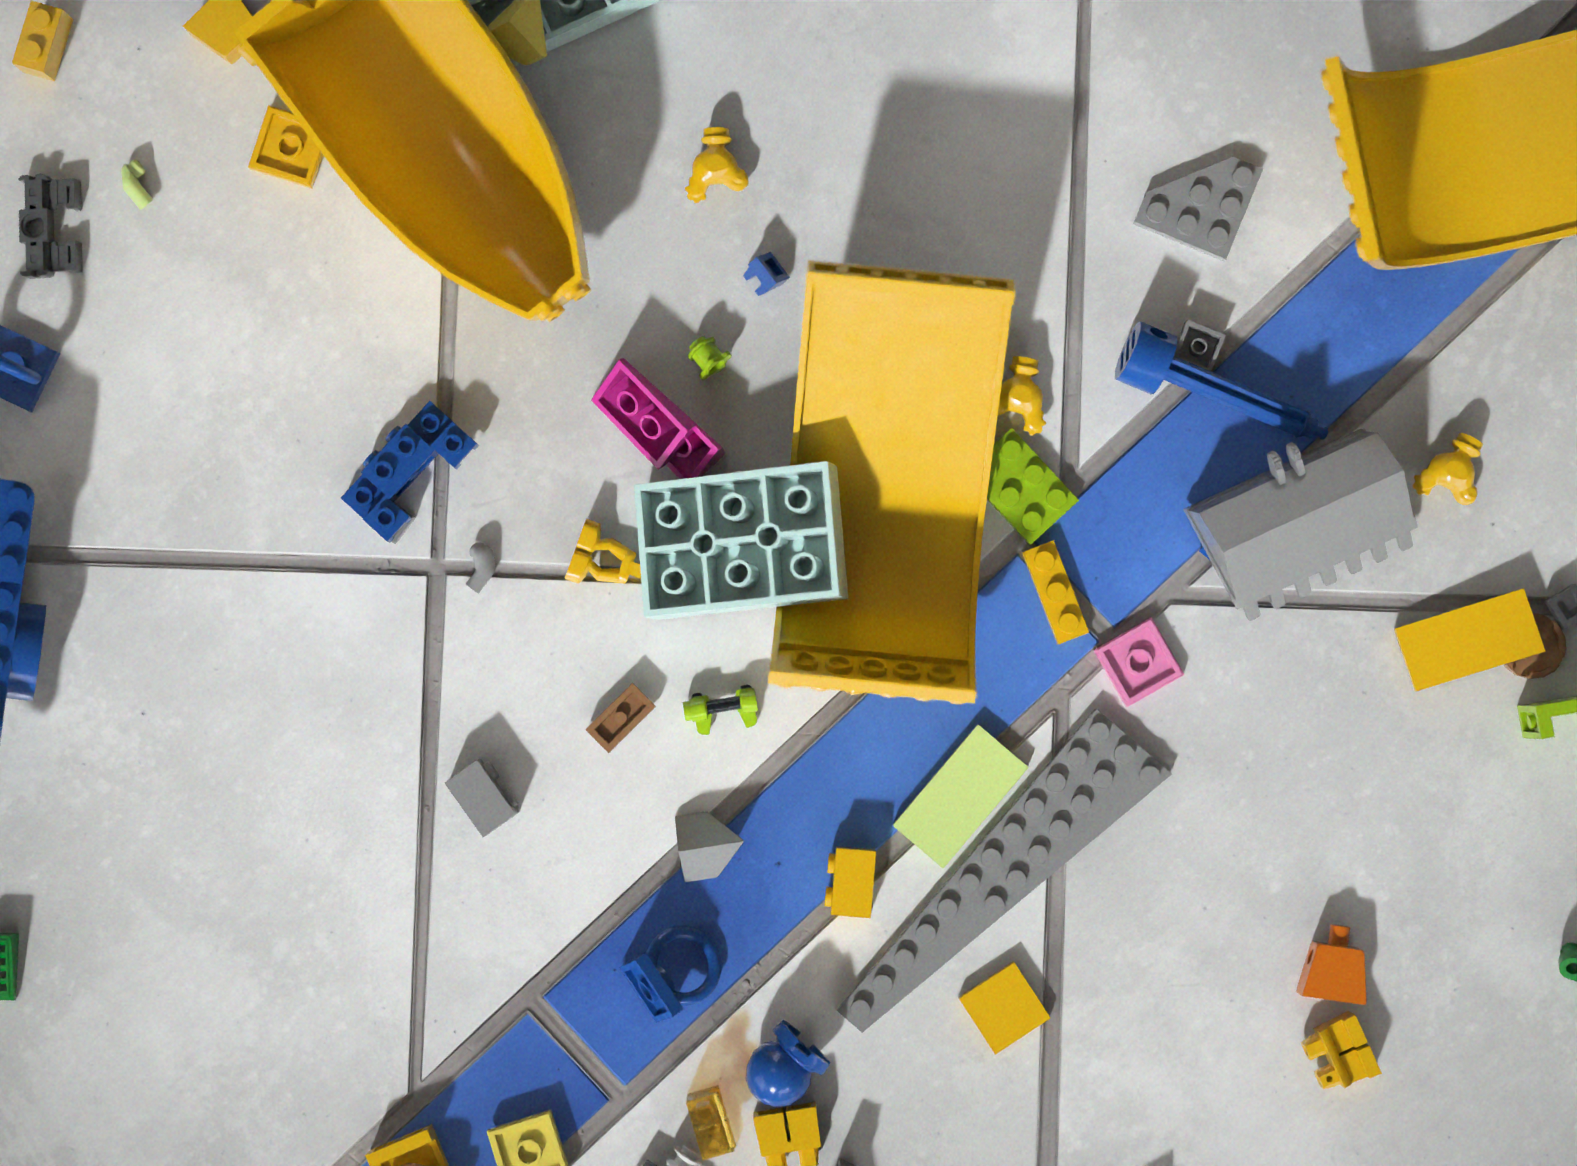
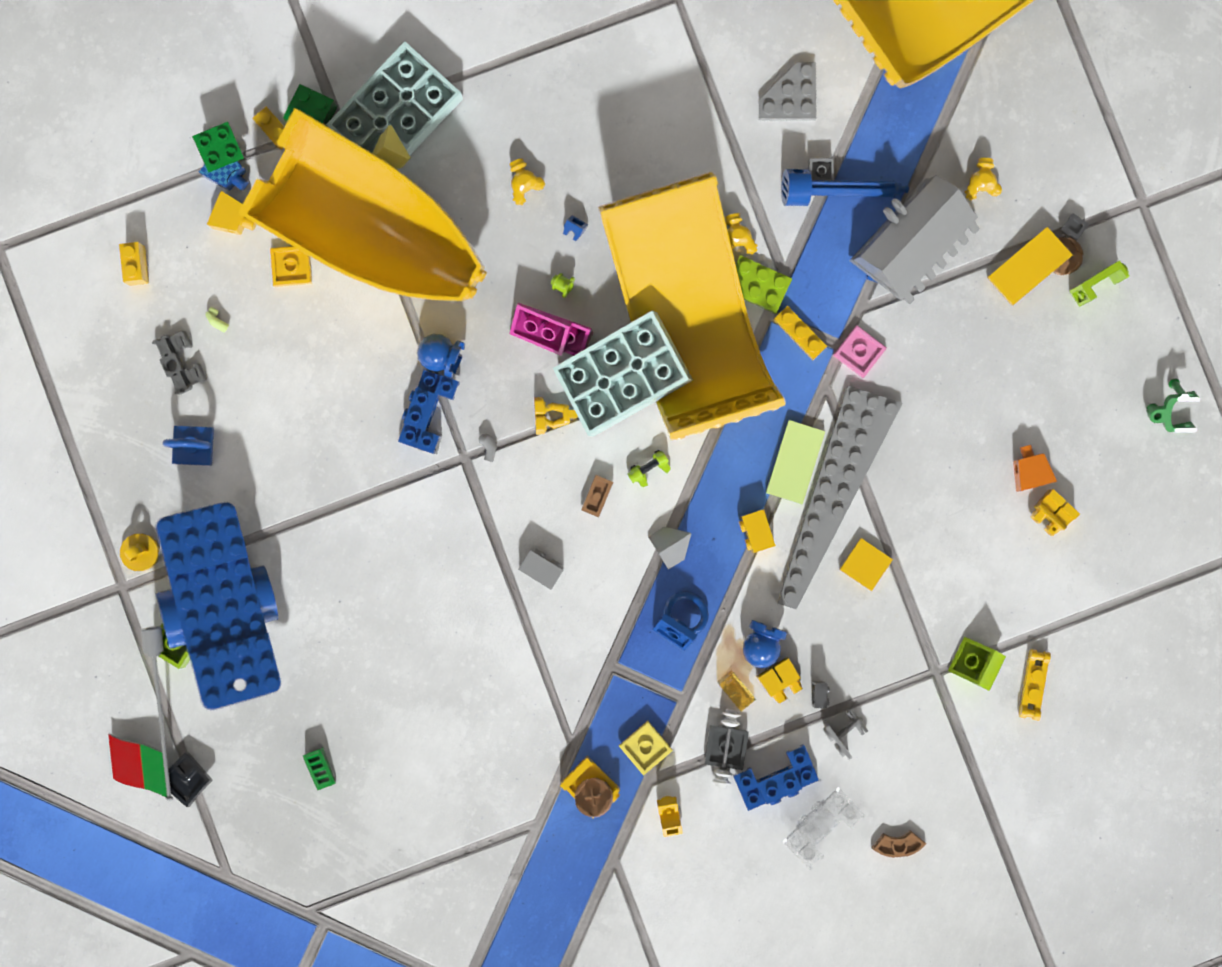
camera: 30 degrees left, 0 degrees up
(464, 386) = (439, 354): none -> blue tile

